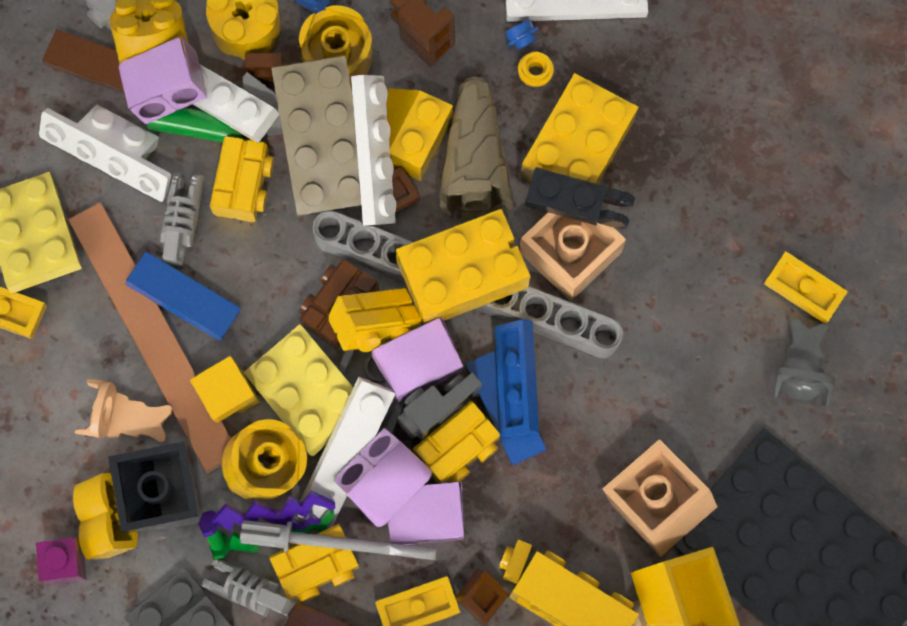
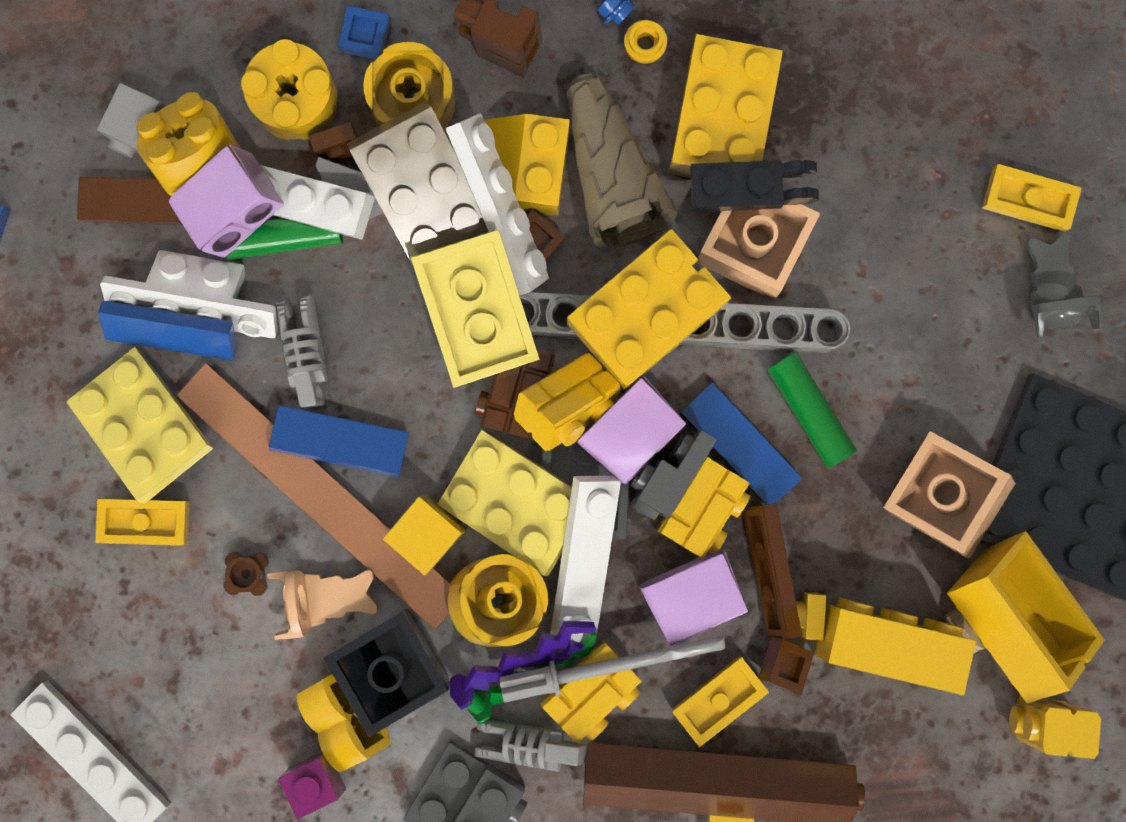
camera: 15 degrees left, 10 degrees up
(65, 367) = (237, 564): none -> reddish brown plate
(80, 167) = (168, 330): none -> blue tile
(241, 179) = (356, 284): yellow brick -> none
(326, 221) = (475, 308): none -> light yellow plate
(383, 478) = (637, 577): lavender piece -> none
(496, 514) = (772, 571): none -> reddish brown tile
(516, 378) = (746, 413): blue plate -> none
(572, 397) = (812, 410): none -> green piece

